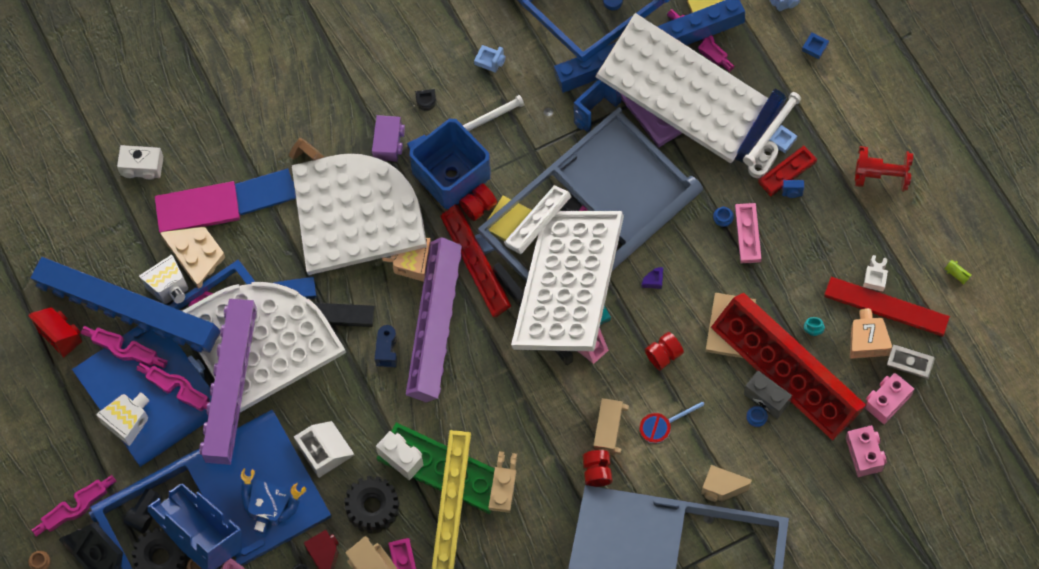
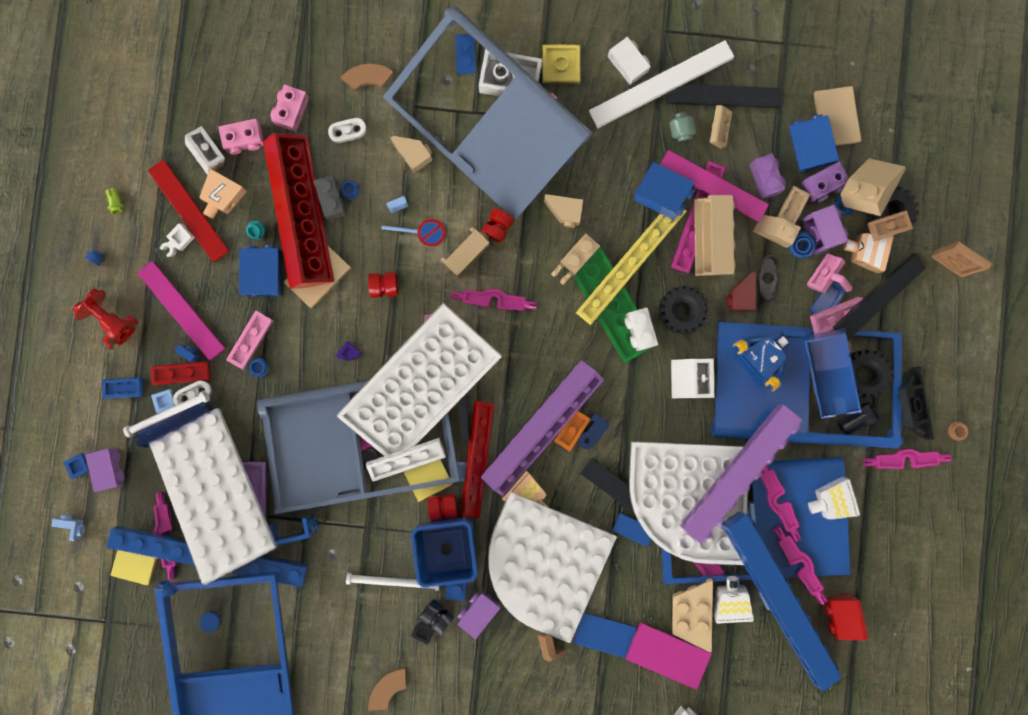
camera: 155 degrees left, 20 degrees up
(405, 335) = (572, 430): none -> orange plate
(422, 114) = (436, 617): none -> black wheel
(427, 39) = (385, 688): none -> medium nougat tile
(490, 58) = (347, 633): light blue bracket -> none
(544, 409) = (505, 301): none -> dark pink piece
(544, 524) = (565, 209): none -> tan slope
(703, 429) = (397, 204): none -> light blue tile
(781, 293) = (260, 271): none -> blue brick
(789, 56) = (105, 469): none -> medium lavender brick
(797, 467) = (347, 128): none -> white plate
(819, 531) = (367, 74): none -> medium nougat tile
(826, 127) = (122, 388): none -> blue plate
(827, 220) = (181, 310): none -> dark pink tile
(936, 215) = (94, 257): none -> blue plate

